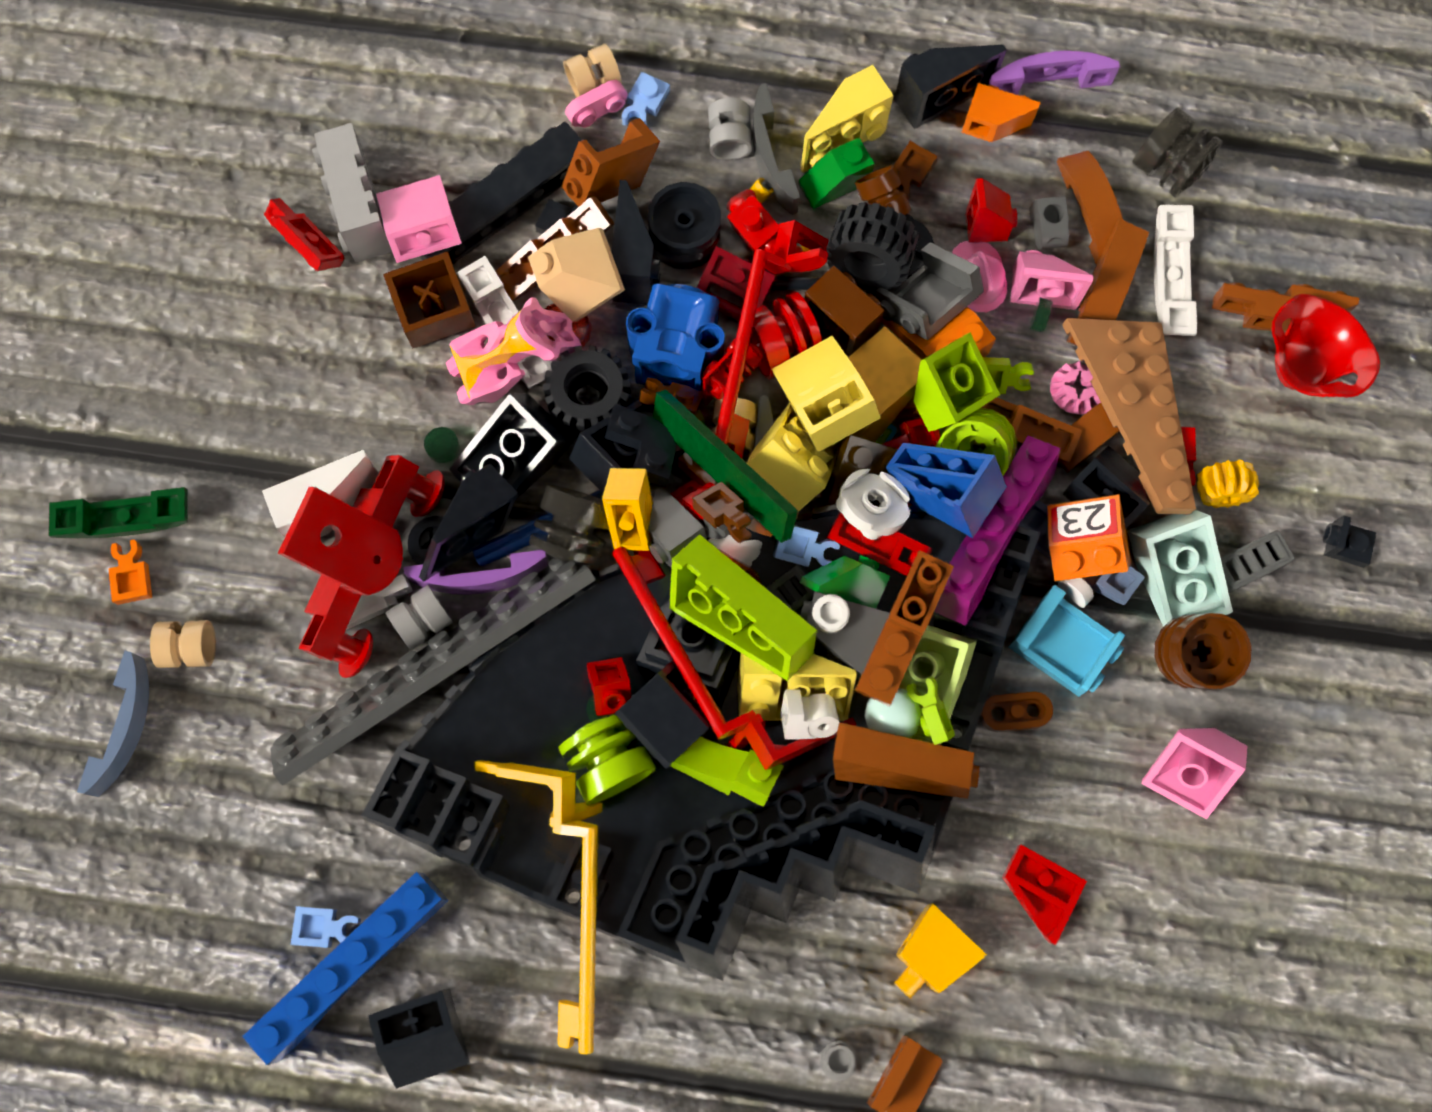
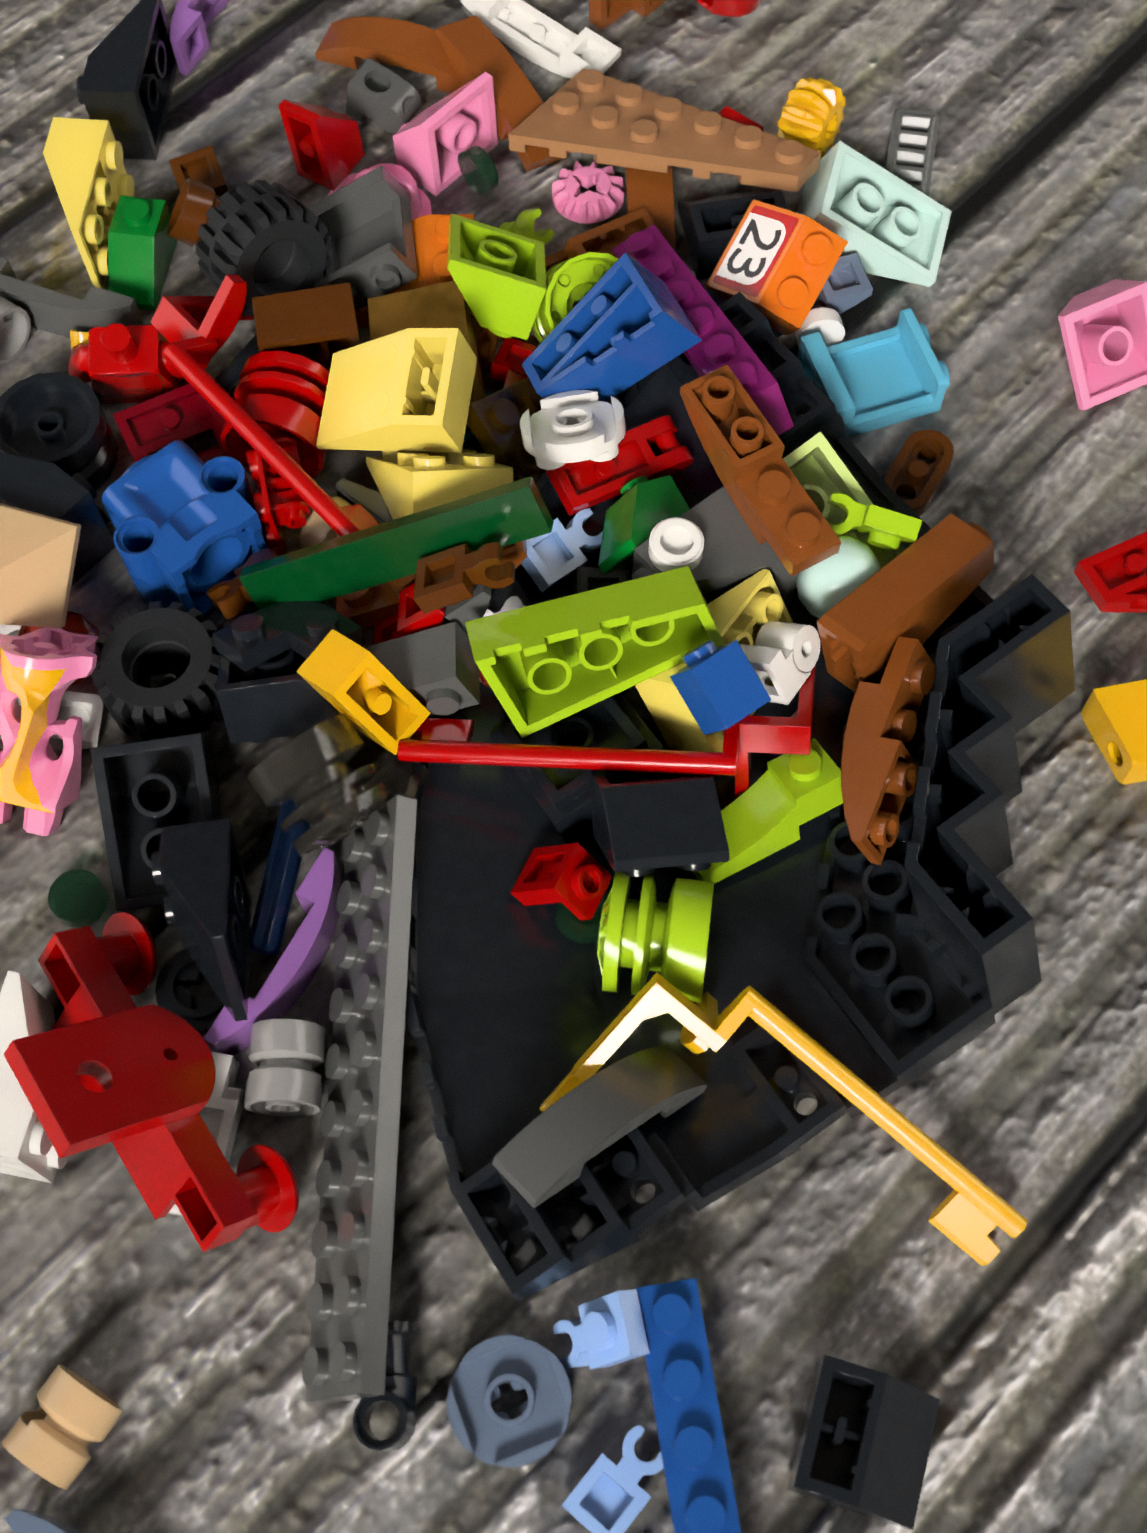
camera: 50 degrees left, 10 degrees down
(300, 786) = (399, 1390): none -> black connector
(310, 851) = (542, 1418): none -> sand blue plate
(389, 871) = (606, 1332): none -> light blue plate
(482, 795) = (593, 1117): none -> dark grey slope
(755, 696) = (719, 686): none -> blue brick
(795, 802) = (874, 760): none -> dark orange slope
(998, 113) = (214, 68): orange slope -> none
(1221, 647) = (982, 248): reddish brown wheel -> none
(1348, 542) = (952, 68): black bracket -> none

